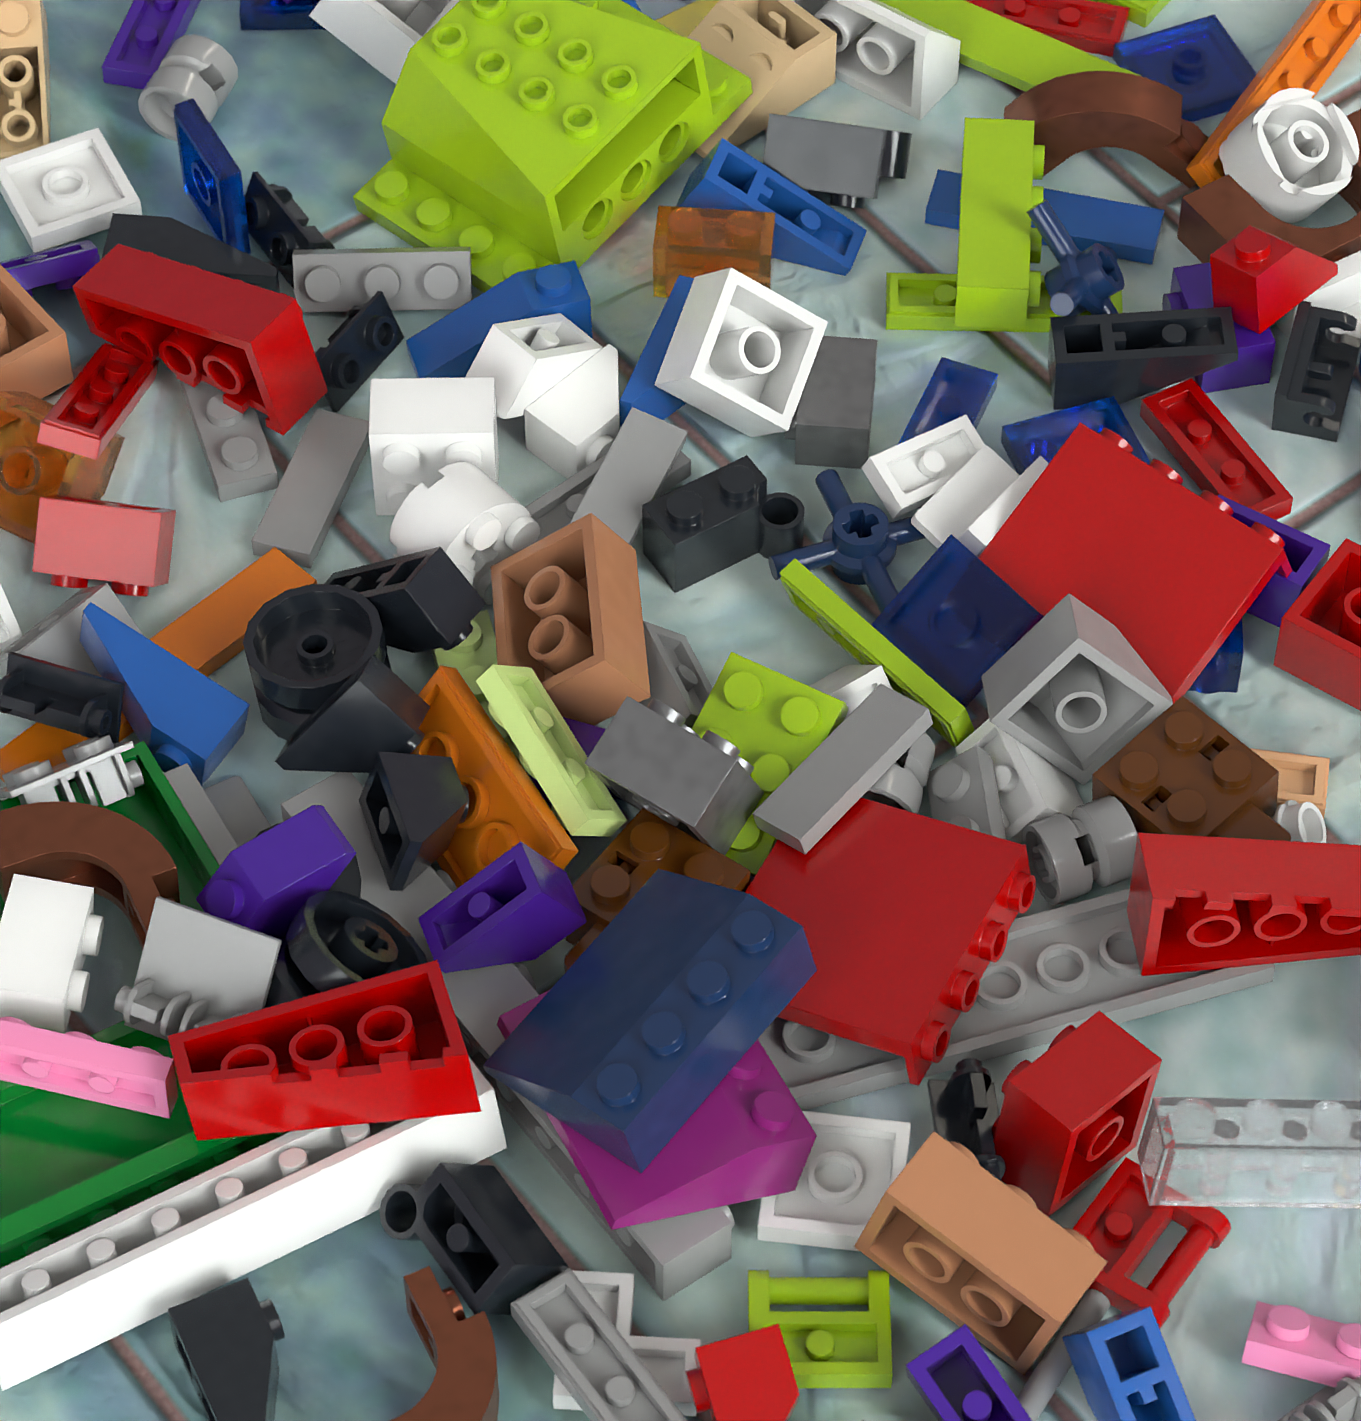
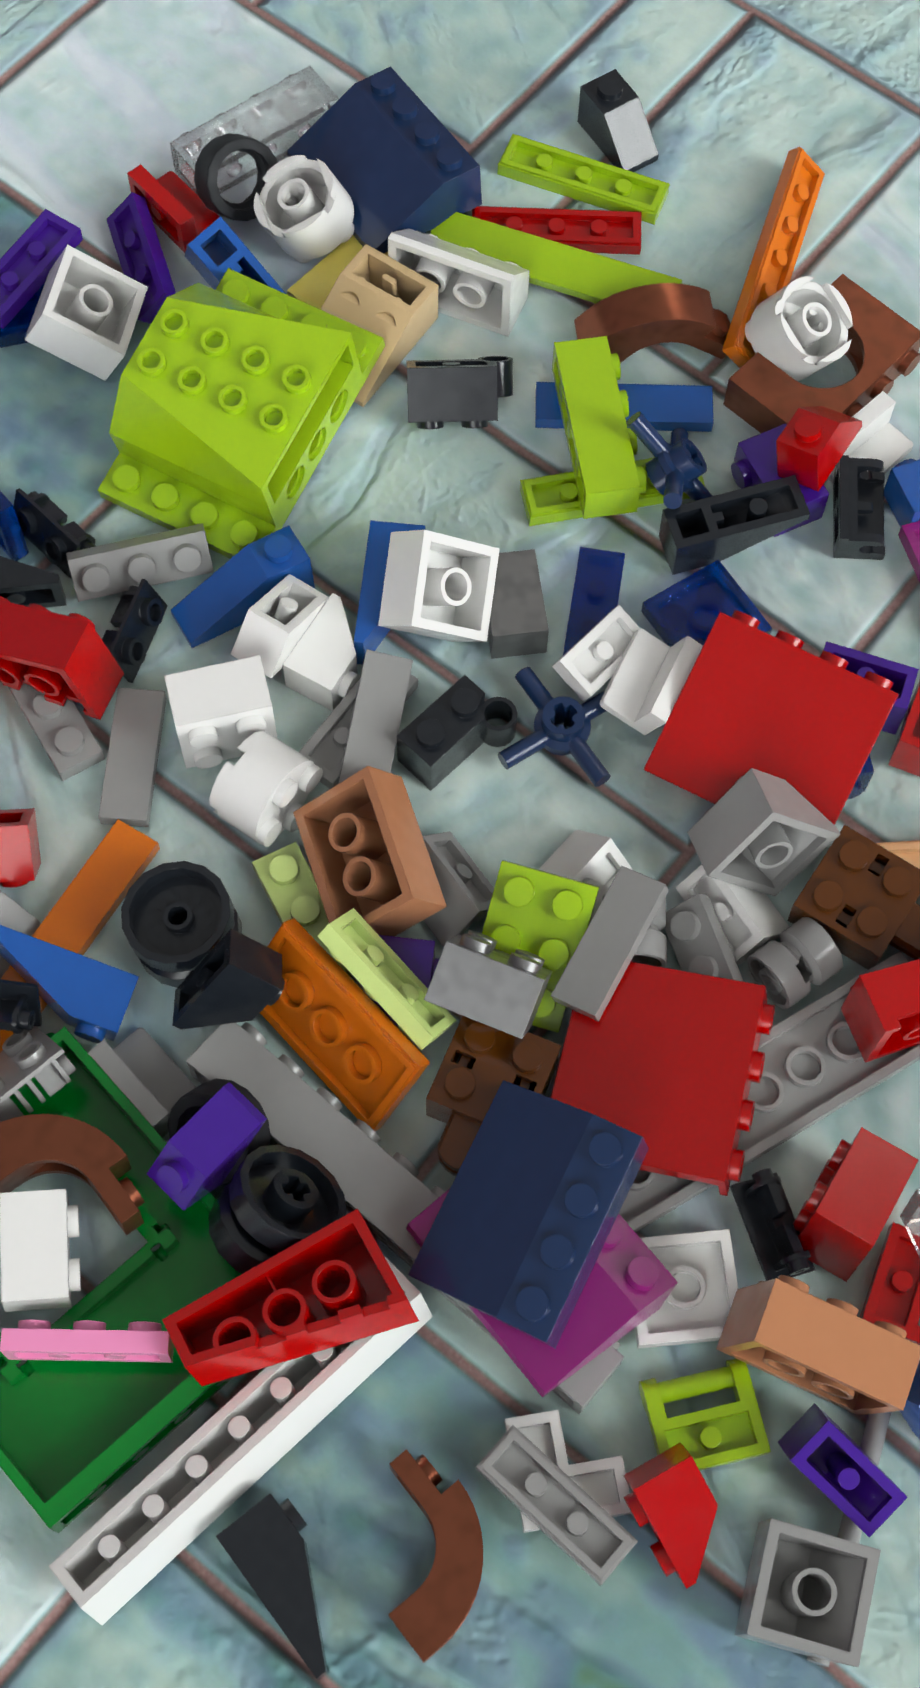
camera: 15 degrees left, 15 degrees up
(196, 971) = (169, 1251): light grey hinge -> none
(412, 812) = (292, 1055): black slope -> none
(419, 599) = (243, 855): black slope -> none
(474, 1233) = (432, 1408): black hinge -> none
(503, 913) = (386, 1133): dark purple slope -> none
(711, 240) = (389, 491): clear orange brick -> none
(805, 227) = (418, 447): blue slope -> none
(872, 648) = (599, 821): lime tile -> none
(956, 619) = (656, 788): clear blue tile -> none
(1192, 60) = (699, 254): clear blue plate -> none
(1213, 449) = (802, 593): red plate -> none

